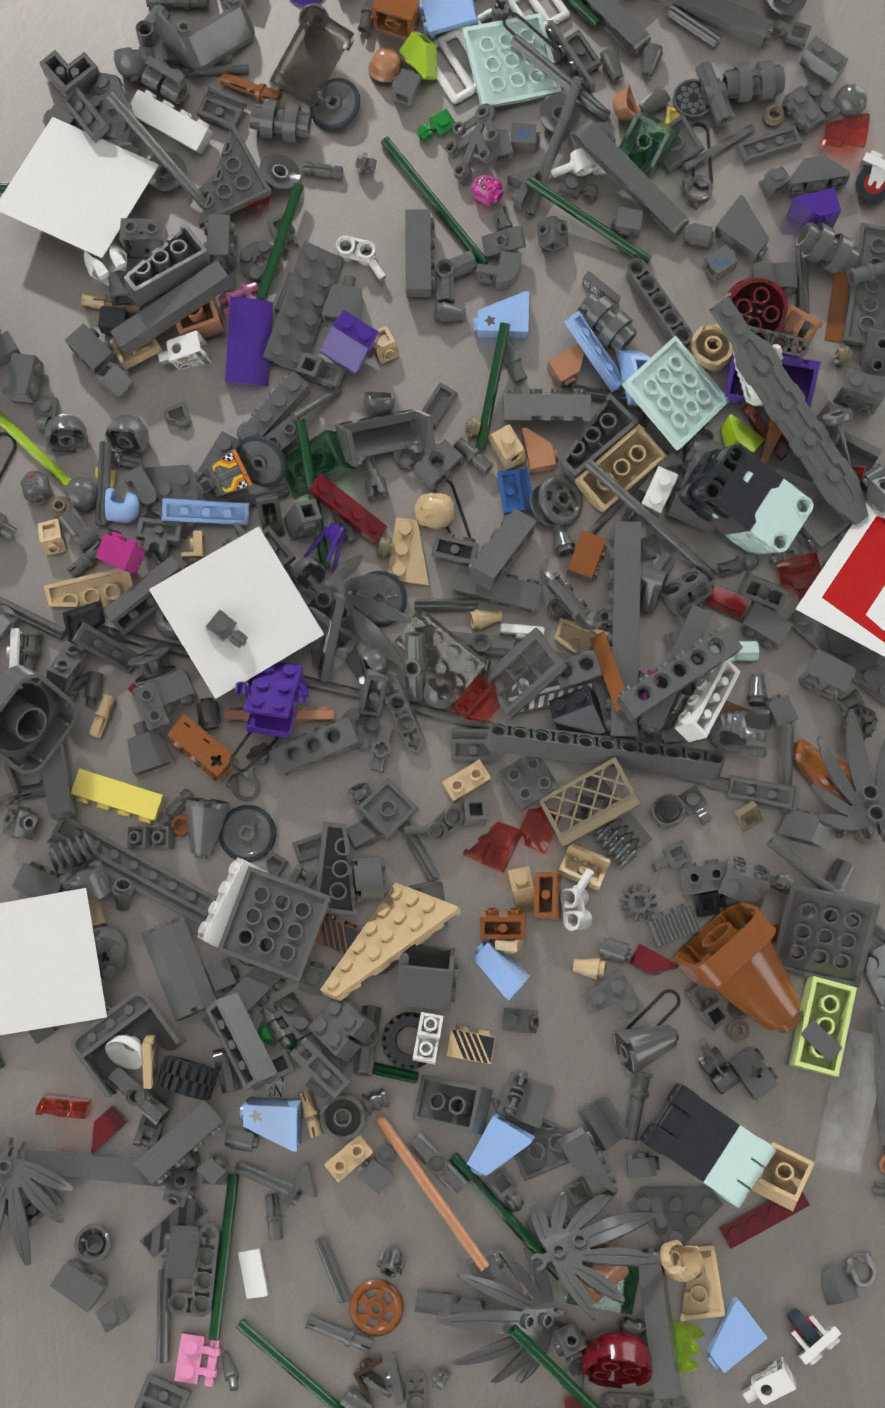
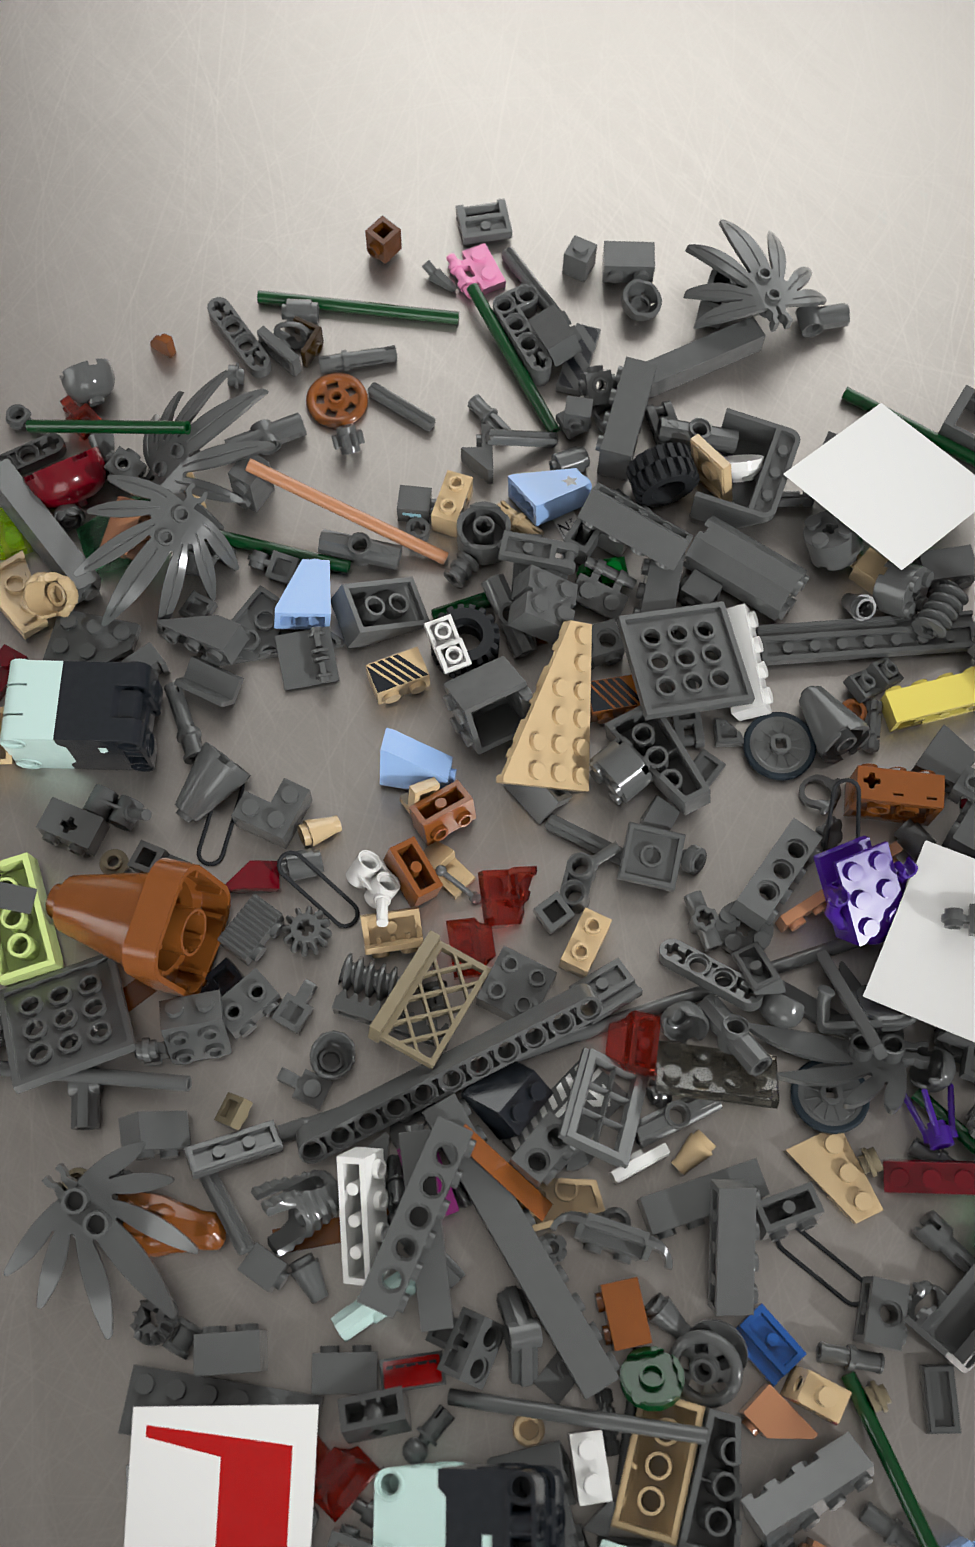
camera: 145 degrees right, 10 degrees down
(64, 1106) = (760, 390): clear red slope -> none
(105, 1127) = (705, 400): dark red slope -> none
(253, 1273) = (473, 364): white slope -> none
(434, 510) = (845, 1249): tan hair -> none
(435, 605) = (749, 1139): dark grey axle -> none
(516, 859) = (474, 897): none -> dark grey hinge
(520, 1020) = (360, 731): dark grey bracket -> none
(595, 512) = (651, 1378): none -> tile
(623, 921) = (307, 896): none -> black piece
(681, 530) = (528, 1431): none -> tan tile

